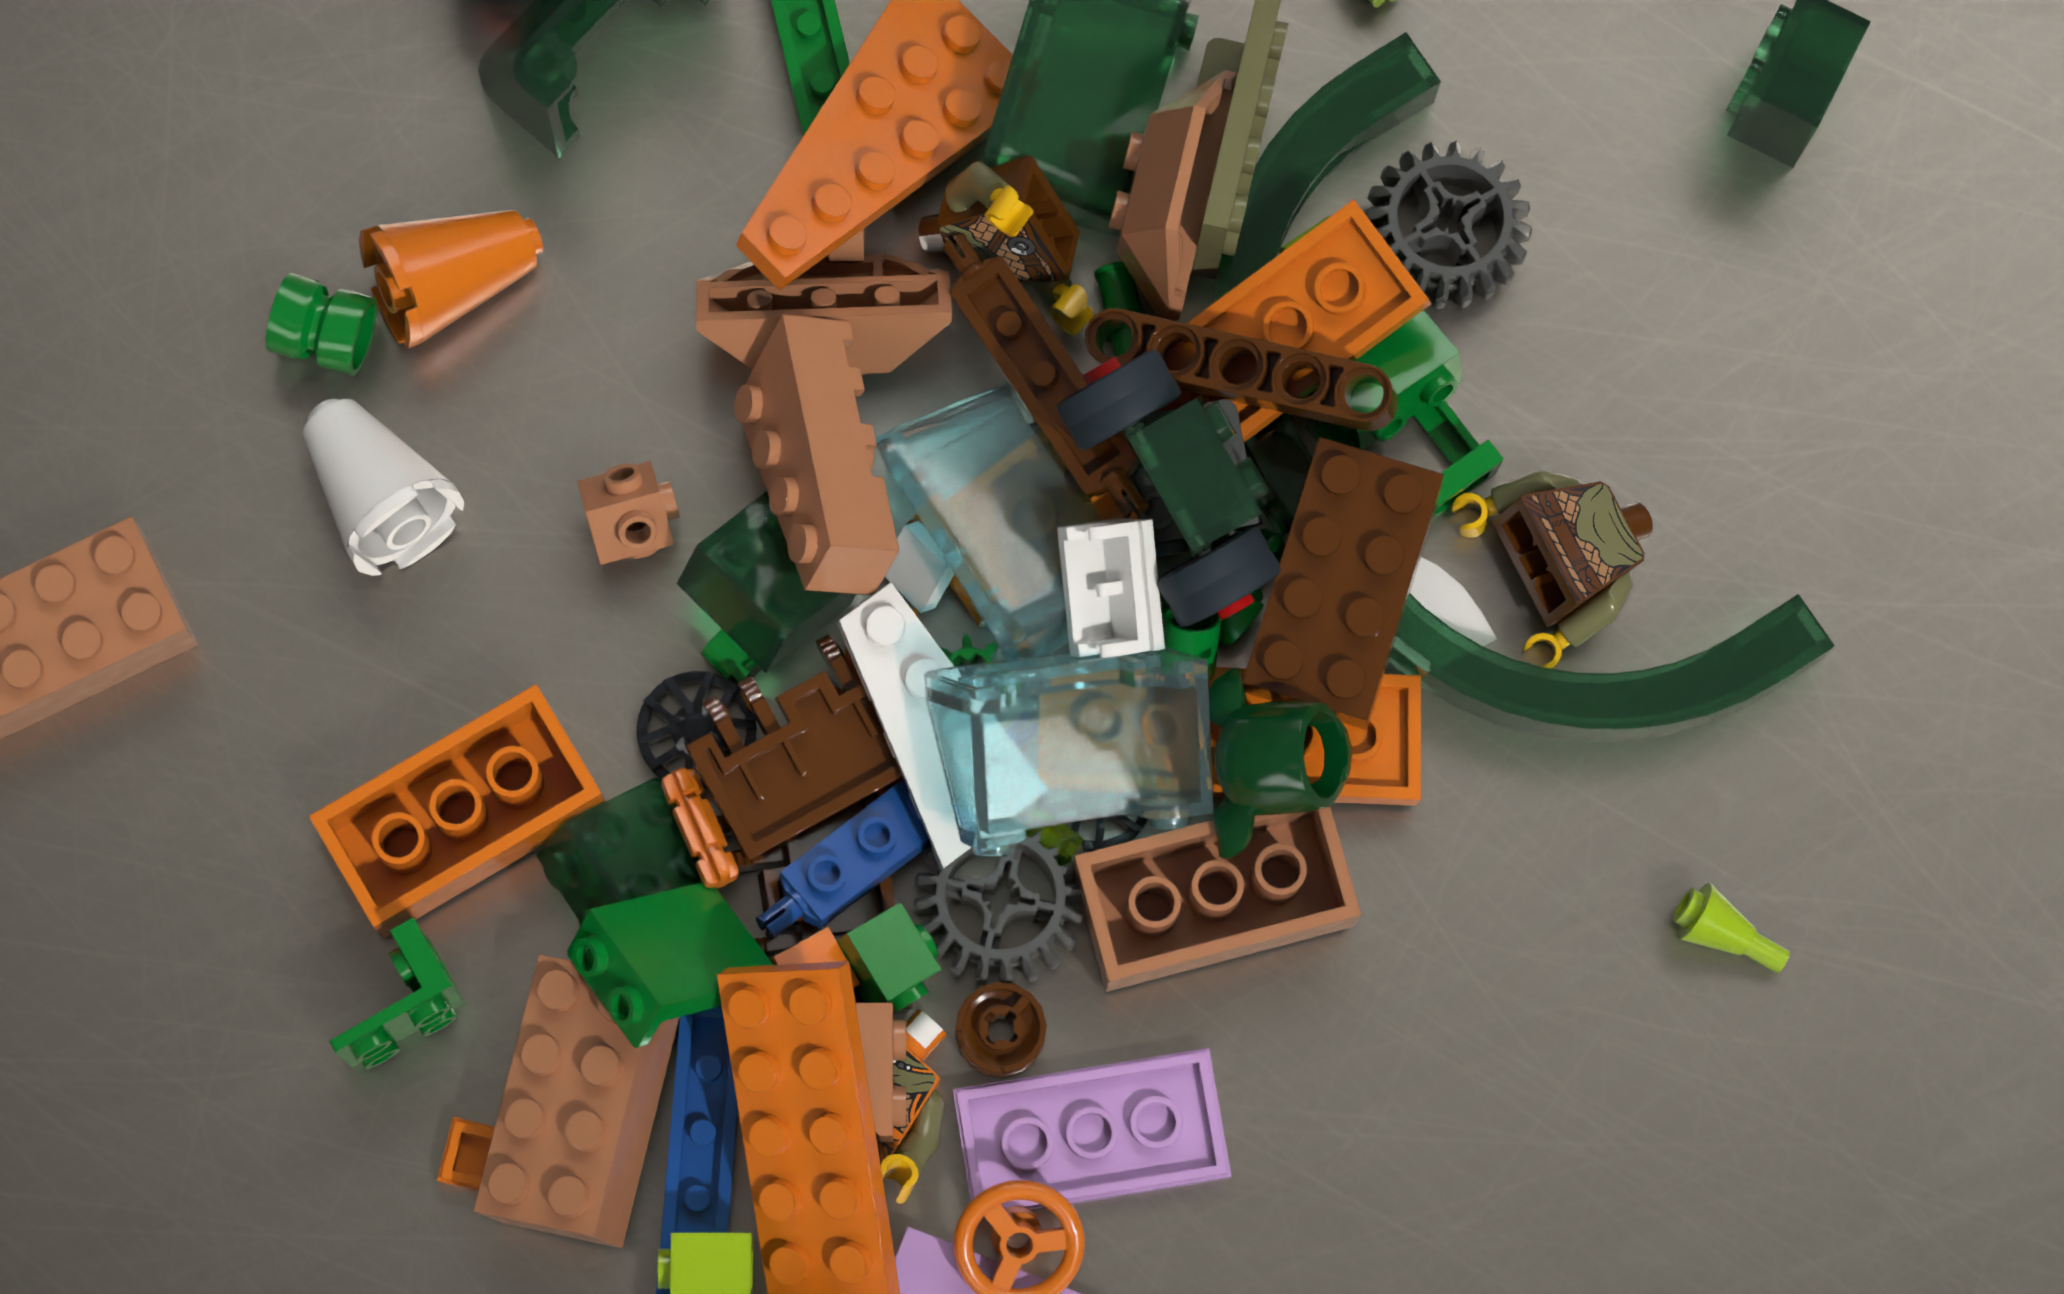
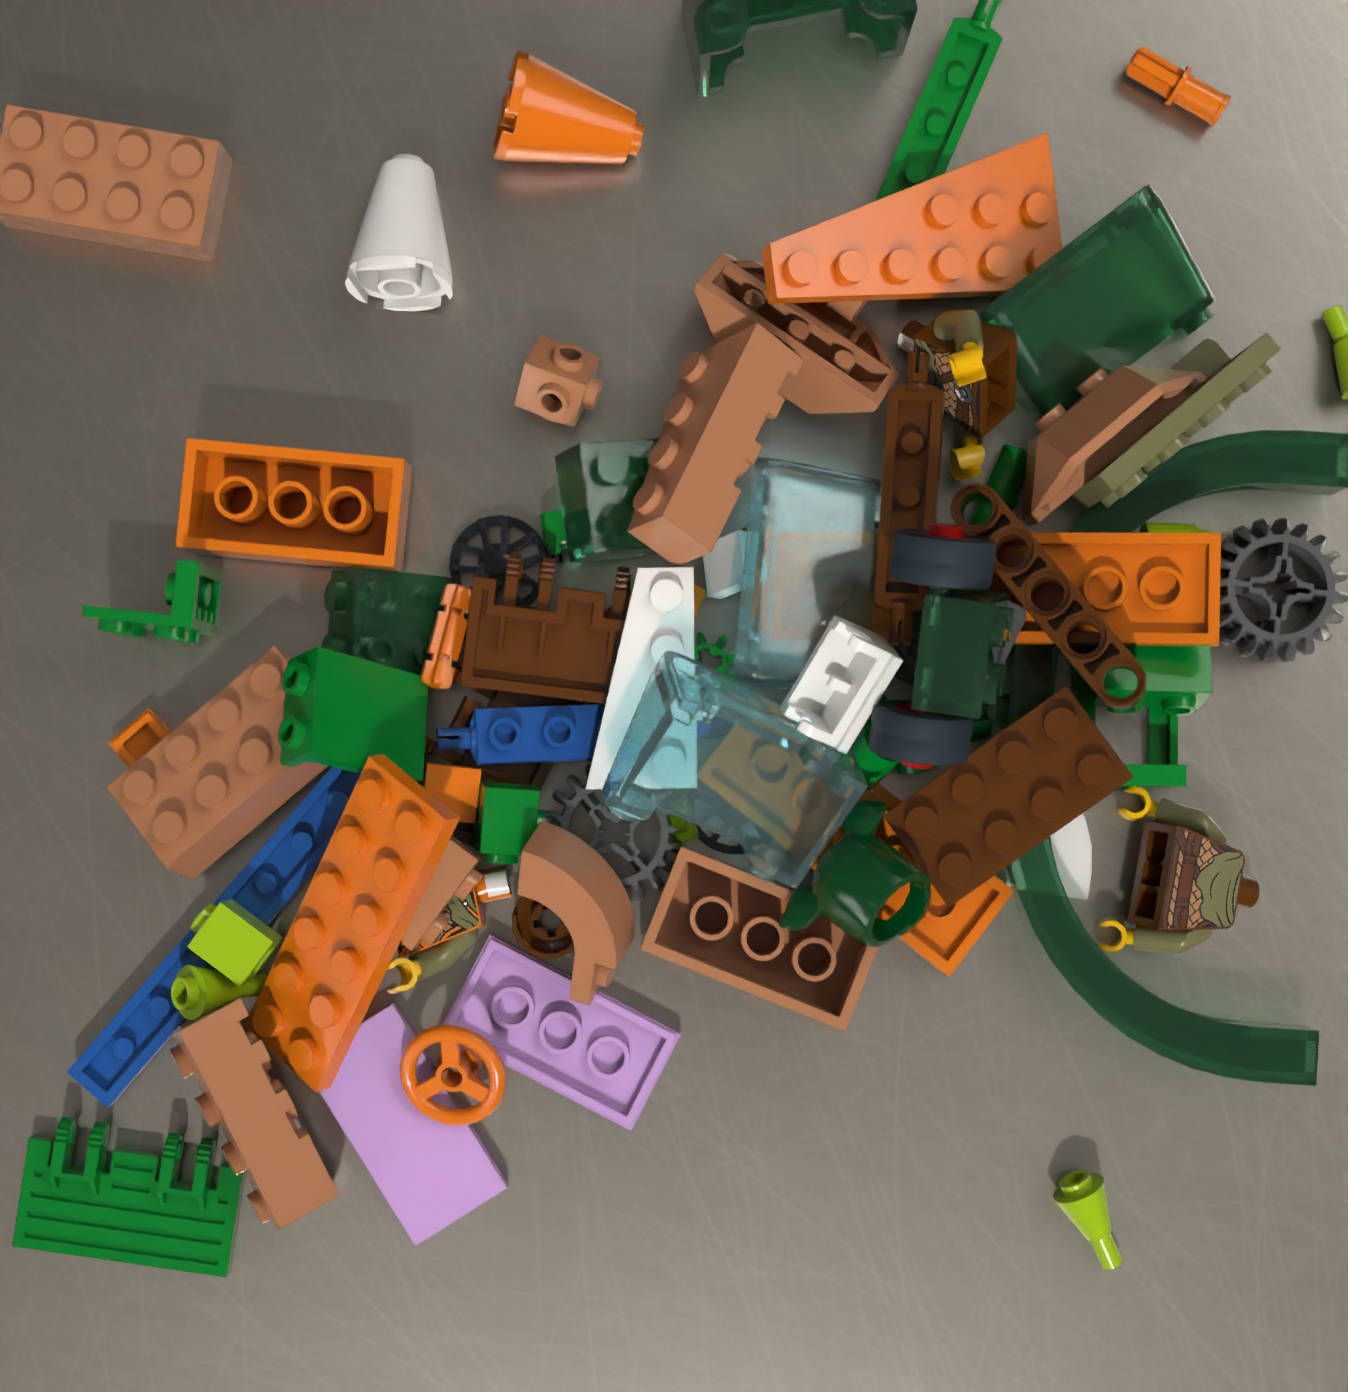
camera: 40 degrees right, 10 degrees up
(310, 321) = (440, 89): green wheel -> none
(1024, 967) = (588, 899): none -> nougat arch

